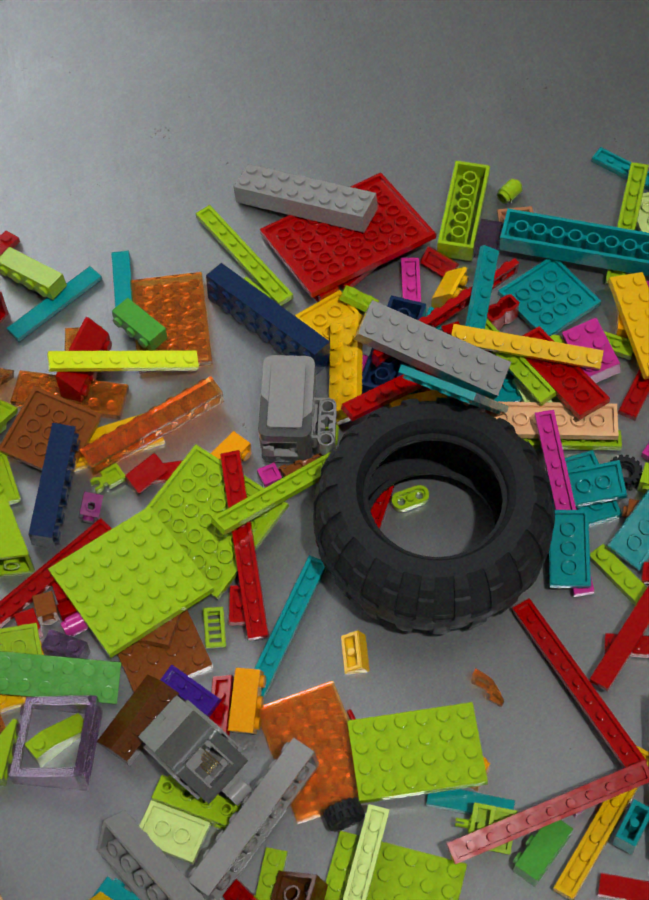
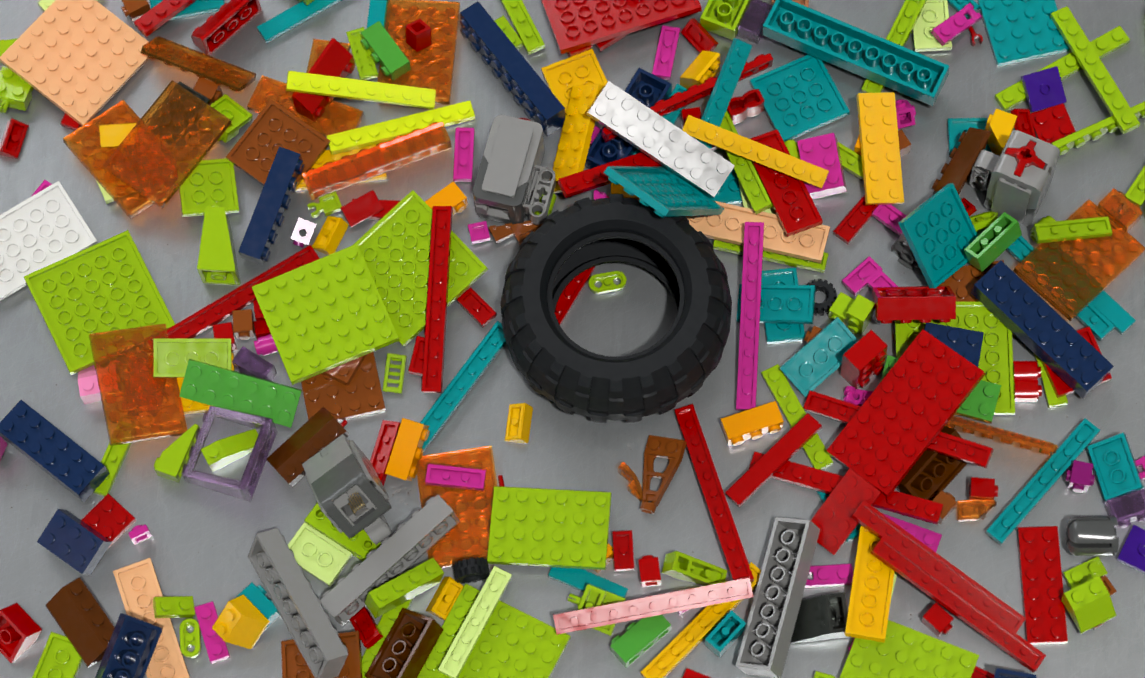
camera: 15 degrees right, 10 degrees up
(118, 336) = (364, 62): none -> lime plate
(119, 505) = (330, 235): none -> yellow slope
(144, 401) = (389, 129): none -> neon yellow plate
(169, 304) = (418, 35): none -> red brick
(191, 690) = (359, 429): dark purple plate -> none
(237, 406) = (463, 155): none -> dark pink plate
(269, 497) = (470, 258): lime plate -> none
(276, 848) = (404, 587): none -> lime brick
(284, 546) = (476, 307): none -> red plate
(304, 719) = (455, 477): none -> dark pink plate
(321, 851) = (444, 598): none -> yellow slope
(356, 298) = (608, 63): lime plate -> none
(499, 760) = (623, 551): none -> red plate
(510, 648) = (663, 448): none -> dark orange plate
(533, 777) = (649, 571): none -> red brick
(570, 550) = (741, 364): teal tile -> none
(576, 766) = (691, 569): none -> lime slope
(594, 606) = (752, 423): none -> light orange brick

